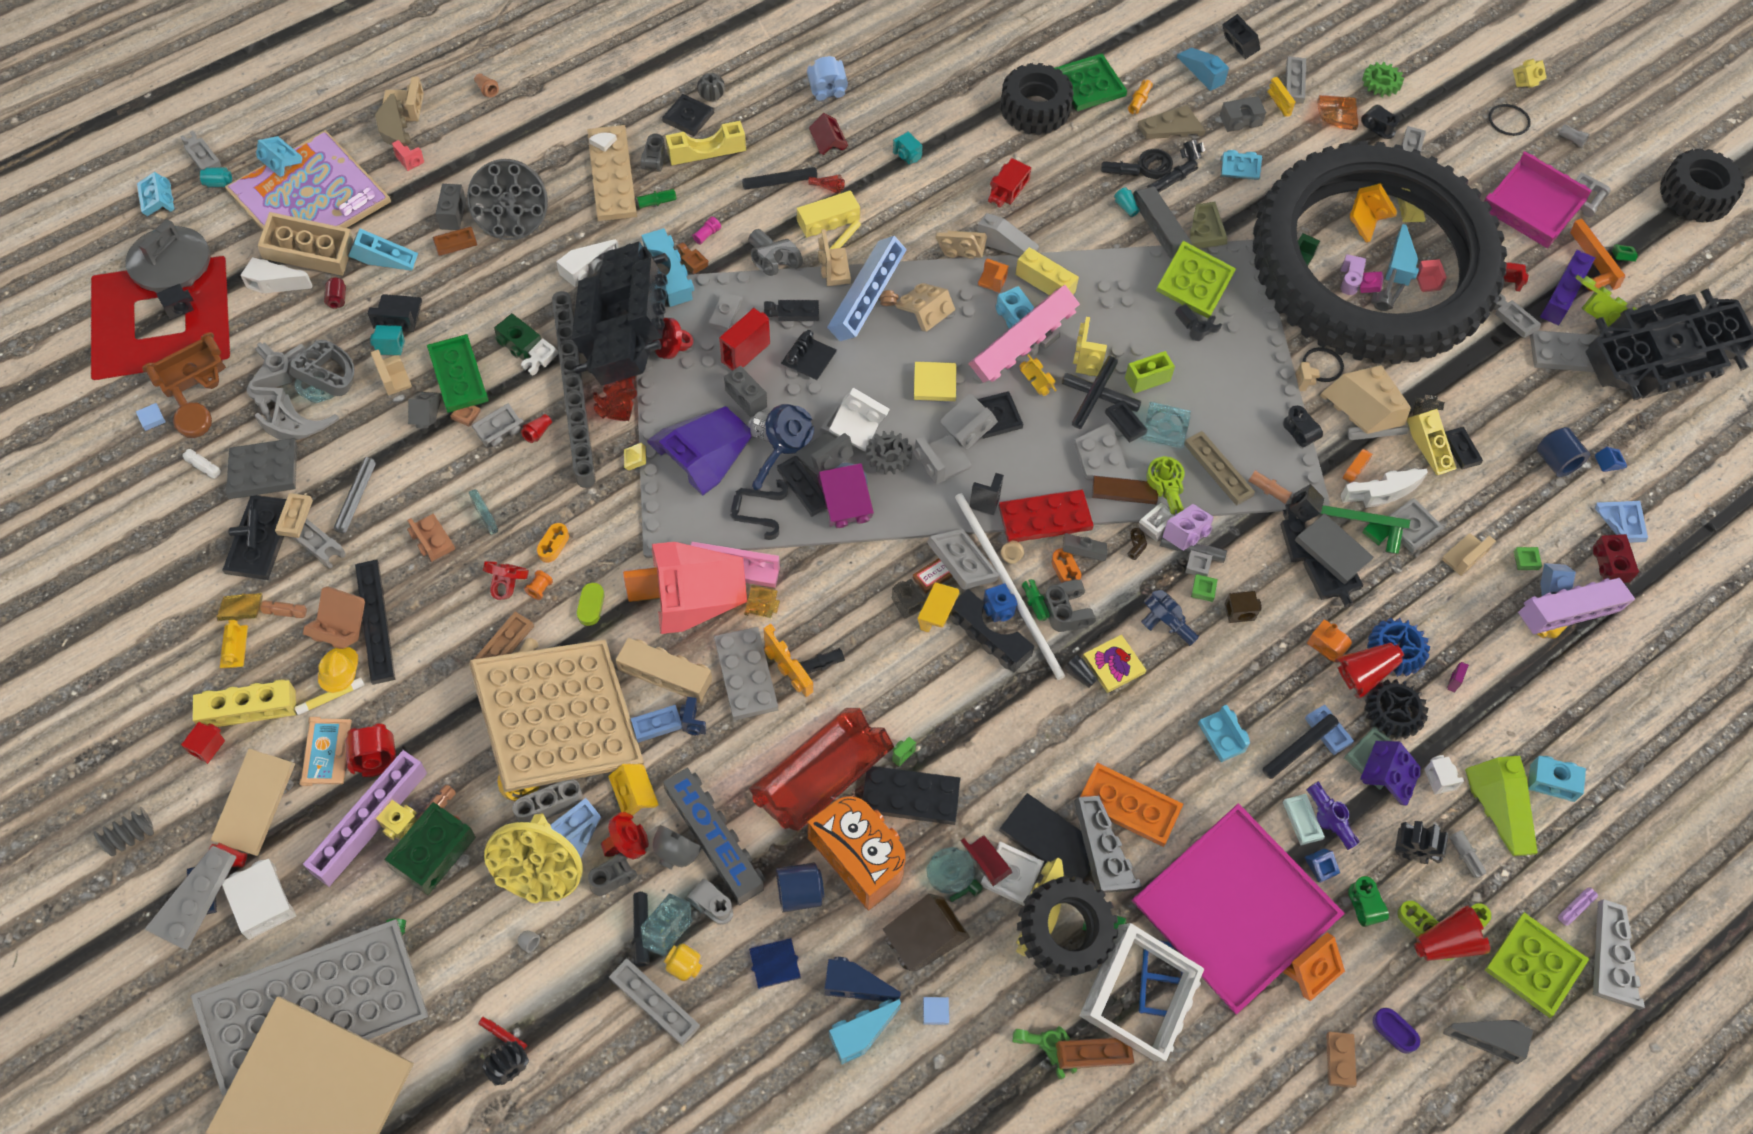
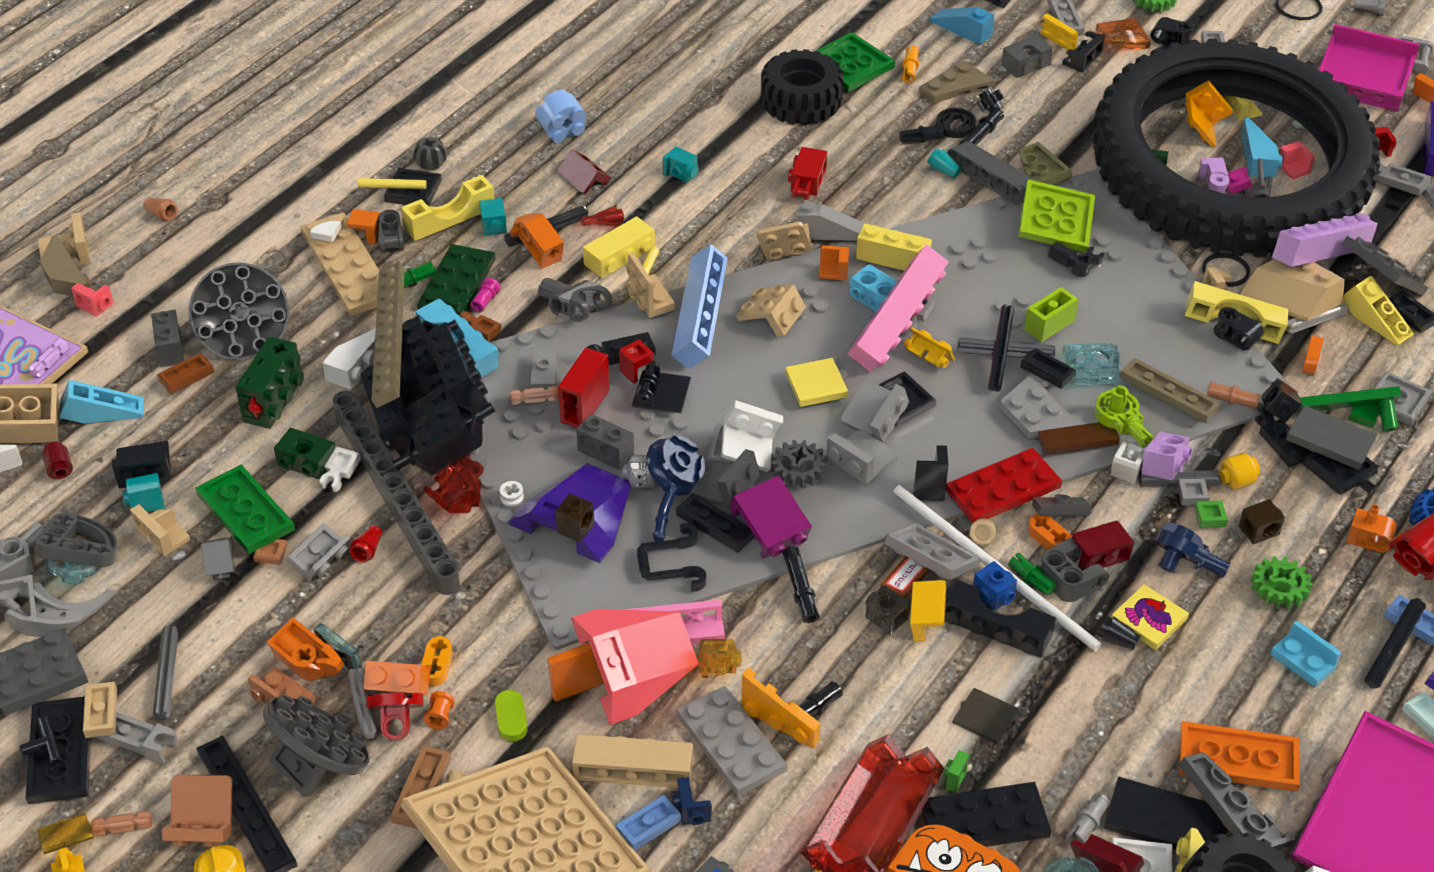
camera: 15 degrees left, 15 degrees down
(435, 585) = (312, 742): none -> dark grey bracket
(457, 508) = (304, 652): none -> orange piece
(487, 554) = (364, 715): none -> light grey axle
(510, 268) = (269, 382): none -> dark green piece
(515, 551) = (396, 677): none -> orange brick
(609, 253) = (388, 335): none -> dark tan plate
(634, 456) = (499, 544): light yellow tile -> none
(636, 139) = (365, 221): none -> orange panel
(658, 410) = (511, 493): none -> white bush
(670, 108) = (392, 183): none -> light yellow bar
(672, 340) = (505, 409): red tile -> none
(687, 458) = (575, 517): none -> dark brown brick
(691, 210) = (458, 277): none -> dark green plate
(705, 332) = (534, 395): none -> nougat axle
(739, 159) = (493, 216): none -> teal brick
(765, 189) = (539, 238): none -> orange piece
(796, 322) = (633, 357): none -> red panel
(849, 559) = (803, 593): none -> black pin
(888, 298) = (727, 311): medium nougat plate -> none
(948, 709) = (985, 715): none -> clear smoke piece
(987, 821) = (1088, 818): none -> light grey pin
(1089, 354) = (977, 311): light yellow bracket -> none
(1101, 592) = (1103, 545): none -> dark red panel
(1139, 543) = (1117, 488): dark brown arm -> none
(1231, 668) = (1281, 582): none -> bright green gear
(1241, 165) = (1048, 103): medium azure bracket -> none
(1244, 557) = (1239, 471): none -> yellow head
(1296, 122) = (1085, 53): none -> black hinge
(1332, 421) = (1206, 301): none -> light yellow arch
(1391, 488) = (1351, 373): white slope -> none
(1412, 365) = (1322, 239): none -> lavender brick
(1457, 401) = (1385, 264): none -> dark grey plate

